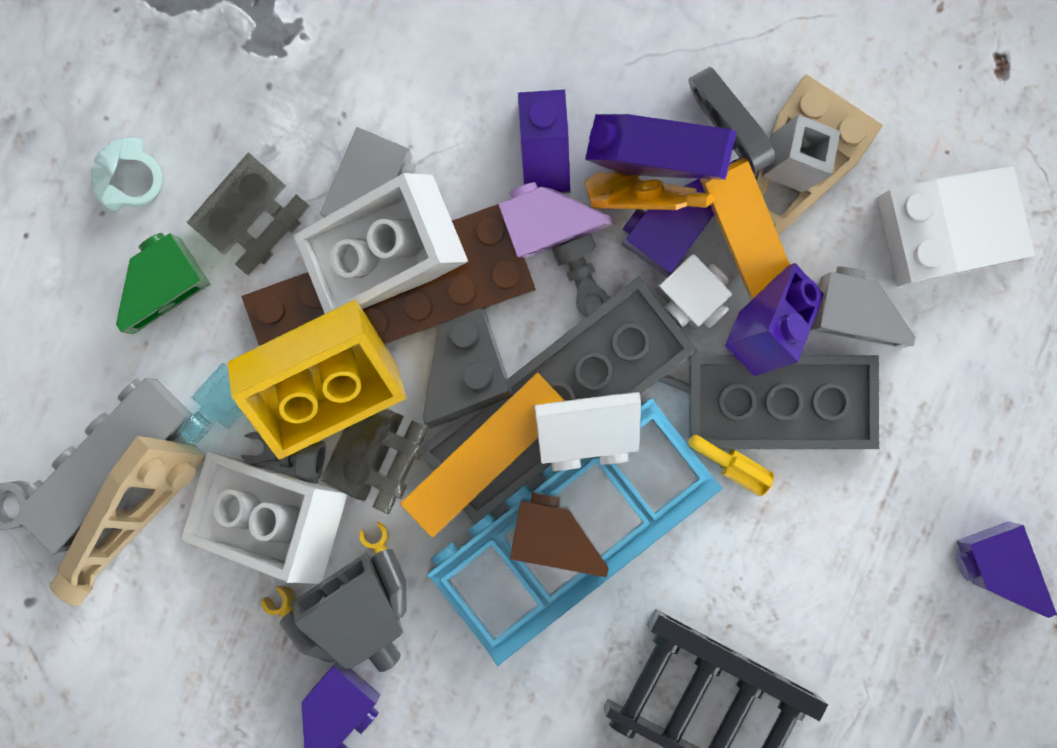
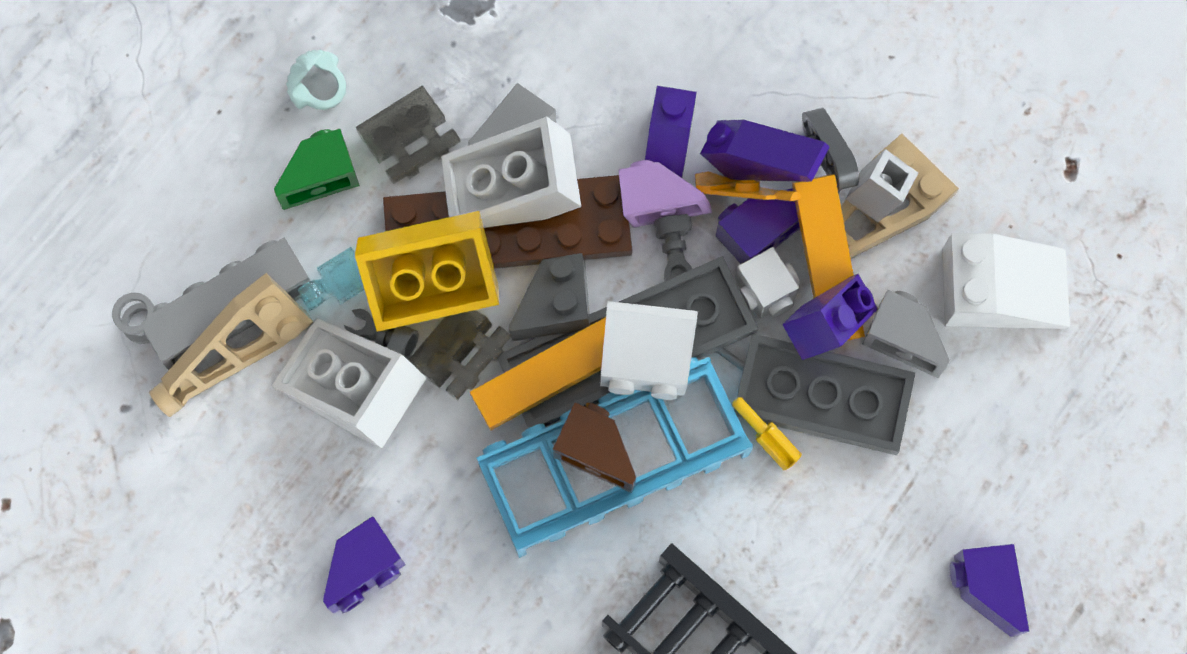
camera: 15 degrees right, 15 degrees down
(350, 612) = (401, 476): dark grey torso -> none

